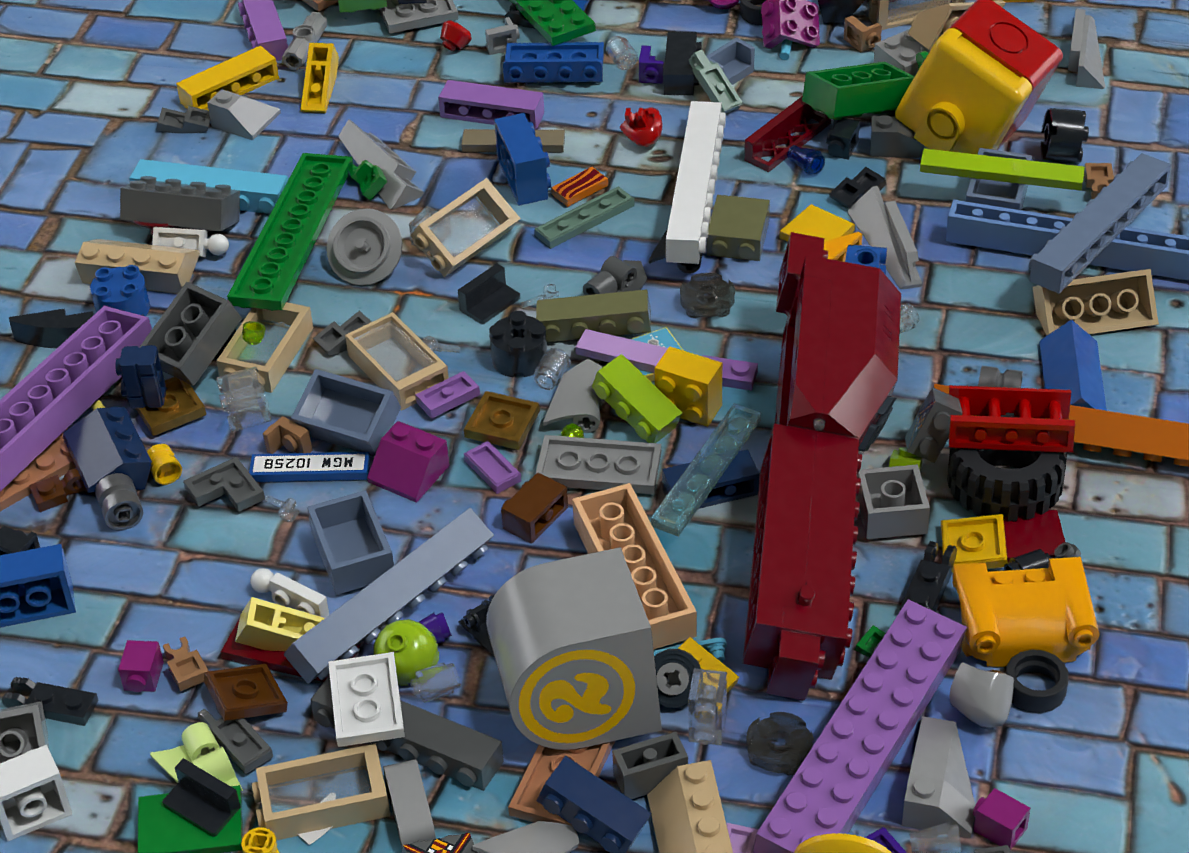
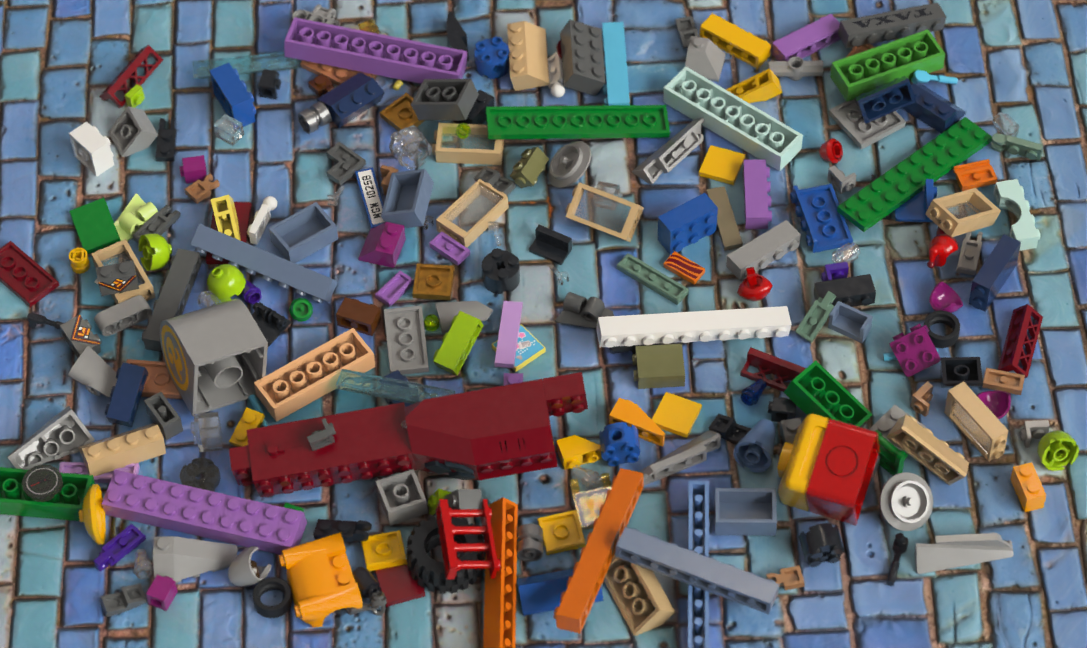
camera: 75 degrees right, 10 degrees up
(80, 611) = (228, 129): none -> clear brick
(141, 376) = (403, 89): dark blue brick -> none
(164, 465) = (353, 127): yellow wheel -> none
(202, 798) = (103, 223): black panel -> none
(245, 692) = (183, 219): reddish brown tile -> none
(296, 734) = (155, 251): none -> lime cylinder
(344, 289) = (529, 167): none -> olive brick
(350, 777) = (117, 278): none -> dark grey brick
(360, 96) = (733, 118): none -> light aqua brick
(366, 699) = (176, 270): white plate -> none
(369, 178) = (656, 147): green slope -> none
(424, 128) = (722, 165): none -> yellow tile
(491, 572) = (301, 309): none -> green hat
(551, 368) = (487, 295): clear brick -> none
(586, 114) = (763, 249): none -> light grey brick
(605, 313) = (538, 304): olive brick -> none
(679, 668) = (231, 412): wheel -> none
(691, 384) = (477, 365): yellow brick -> none
(717, 304) = (585, 353): clear smoke plate -> none
(810, 520) = (322, 438): none -> dark grey bracket
(896, 161) = (757, 447): none -> medium blue cone
(941, 325) = (589, 502): none -> clear yellow flag
(969, 356) = (561, 532): none -> yellow tile
(1002, 169) = (747, 504): lime tile -> none
(1047, 307) = (599, 551): none -> orange brick
(1067, 92) = (899, 547): none -> black piece

